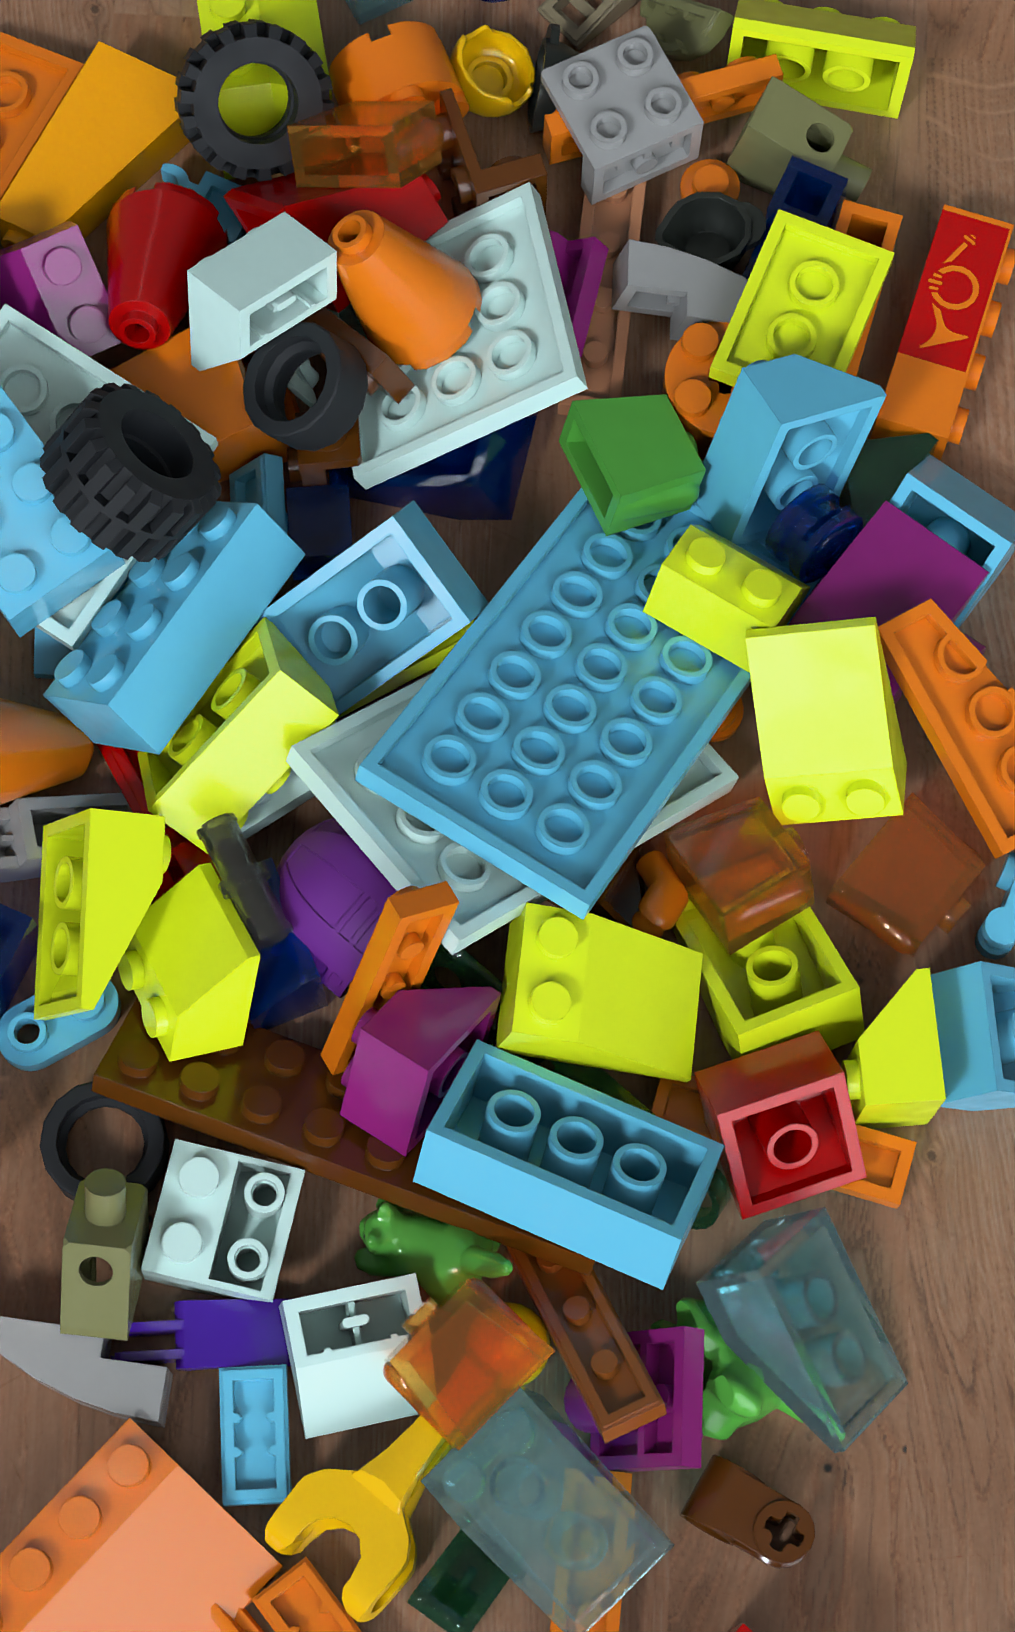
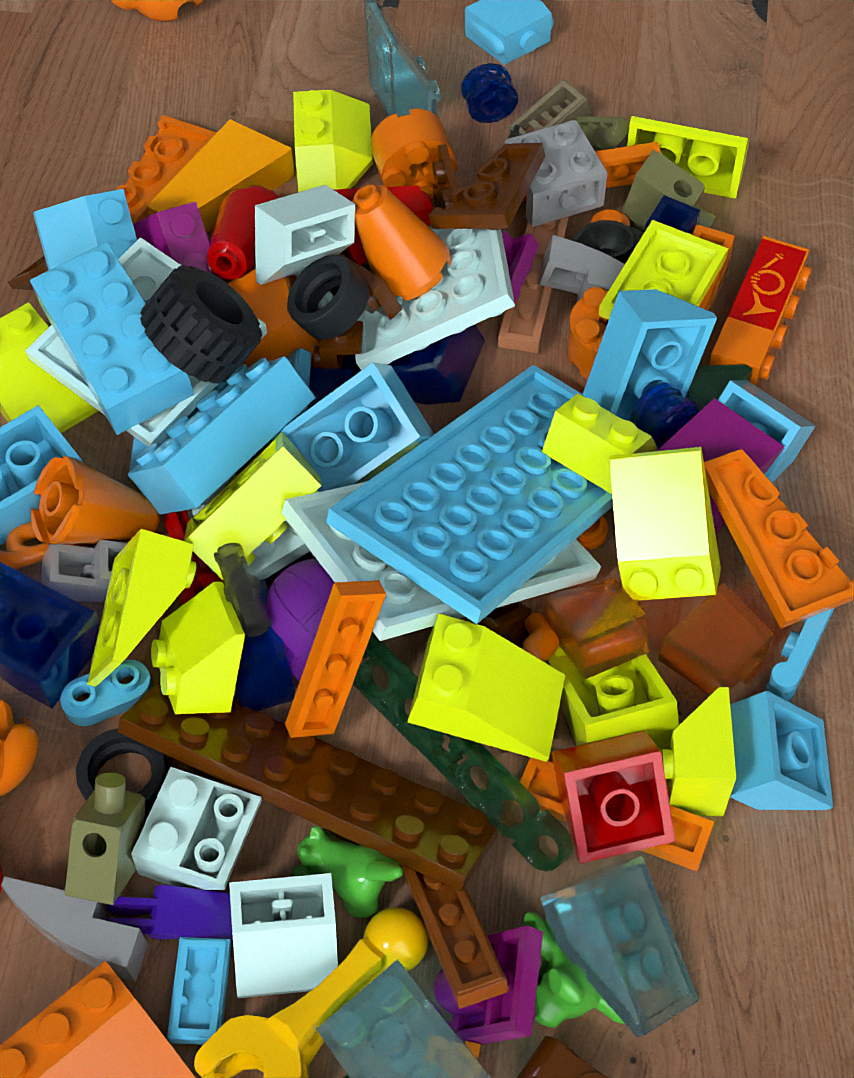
camera: 10 degrees right, 15 degrees down
(207, 70) = (326, 114): black tyre -> none
(366, 145) = (387, 165): clear orange torso -> none
(411, 1057) = (350, 723): magenta slope -> none
(463, 1360) = (357, 935): clear orange torso -> none
(493, 71) = (472, 149): yellow hair -> none
(539, 184) = (496, 192): none -> reddish brown wing
(568, 1163) = (452, 802): medium azure brick -> none
(632, 459) = (543, 365): bright green torso -> none

